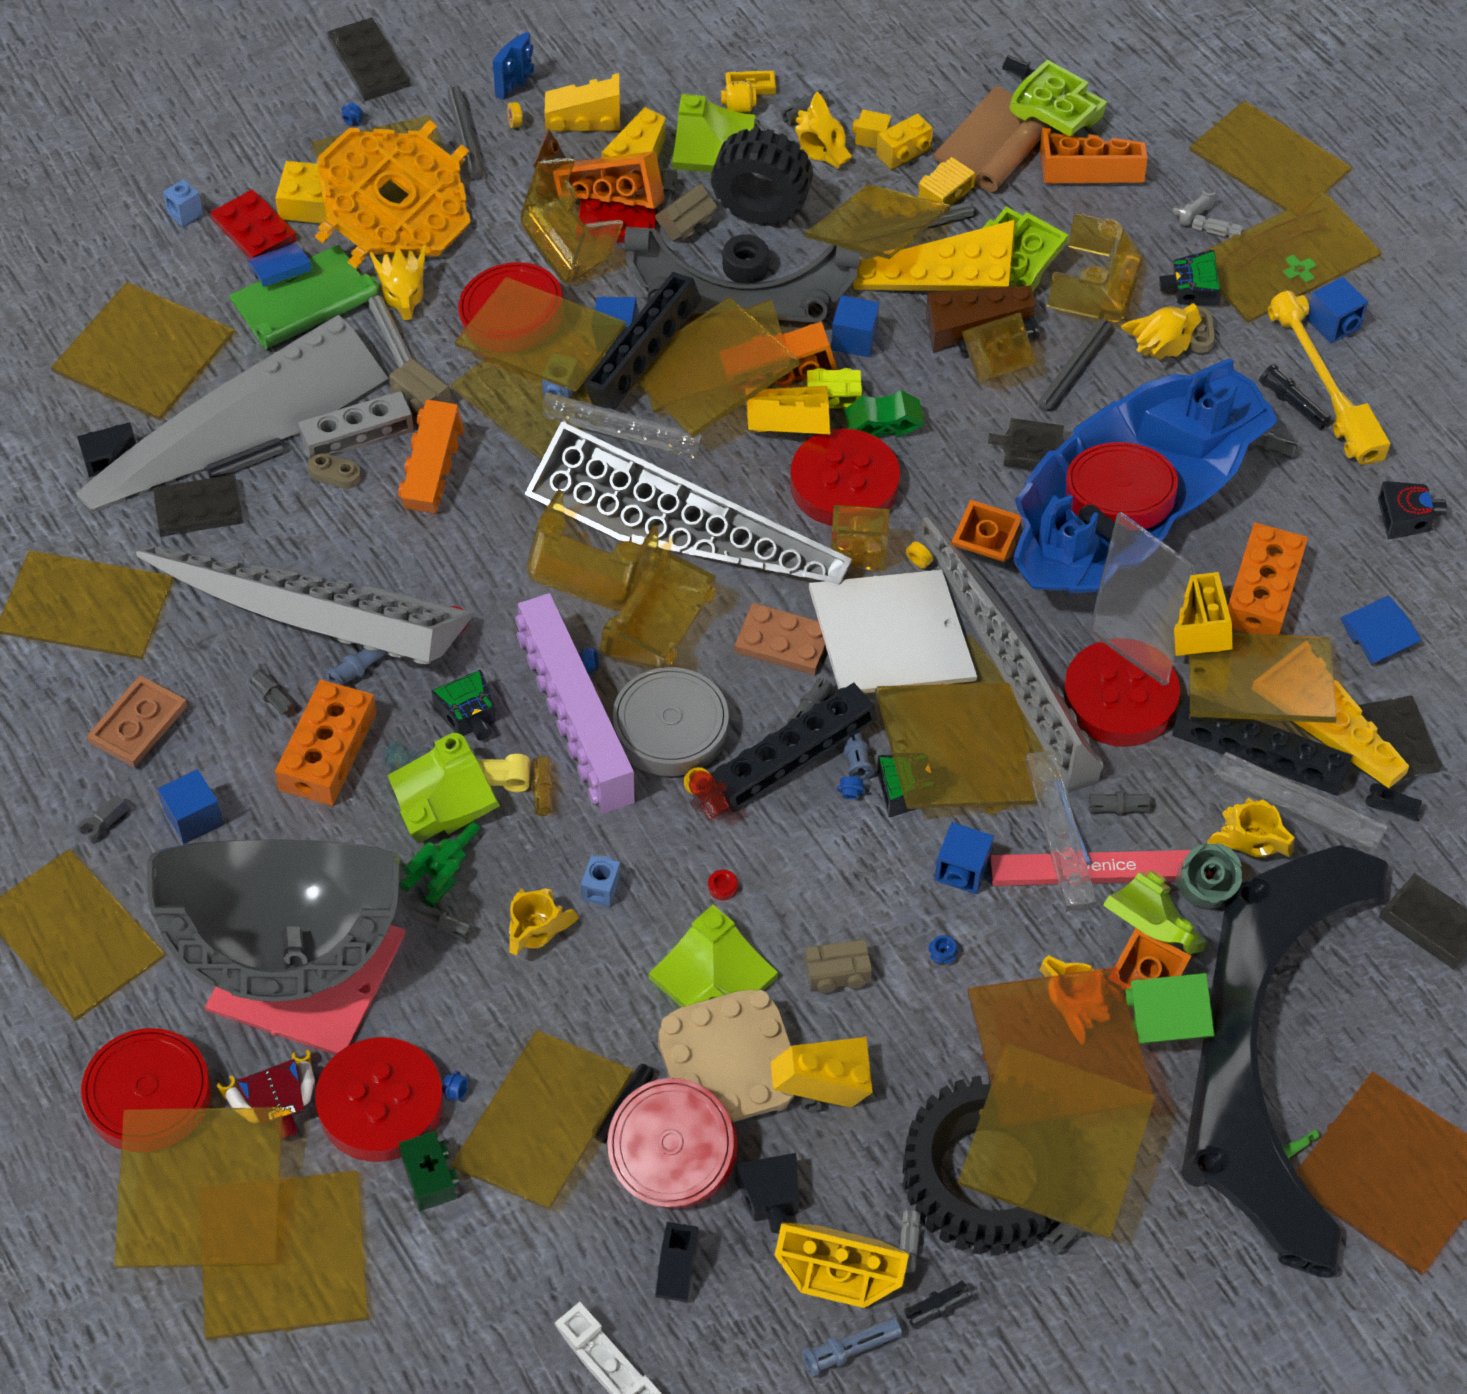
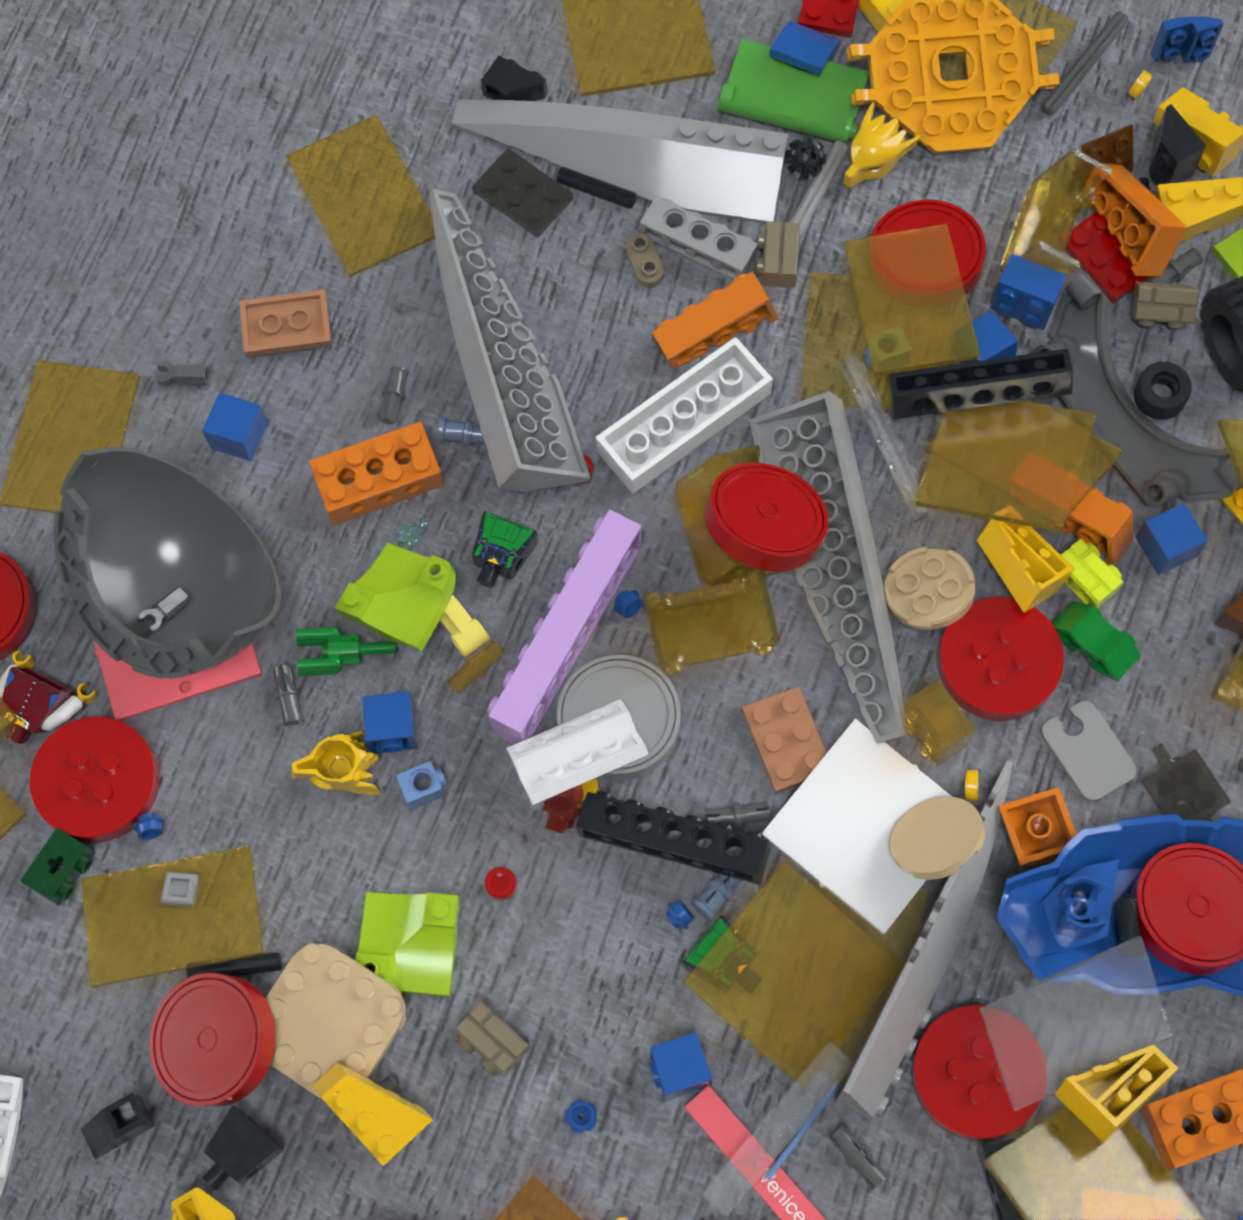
camera: 55 degrees right, 15 degrees up
(365, 321) = (796, 155): none -> black piece
(483, 525) = (684, 415): none -> white brick
(528, 1095) = (180, 889): none -> light grey tile
(533, 862) = (389, 722): none -> blue head
(582, 127) = (1174, 149): none -> black slope
(602, 271) = (1027, 292): none -> blue brick
(618, 517) = (766, 517): none -> red brick
(676, 755) = (577, 751): none -> white slope
(757, 477) = (929, 588): none -> tan tile
(942, 587) = (937, 837): none -> tan tile
(957, 479) = (1092, 758): none -> light grey piece

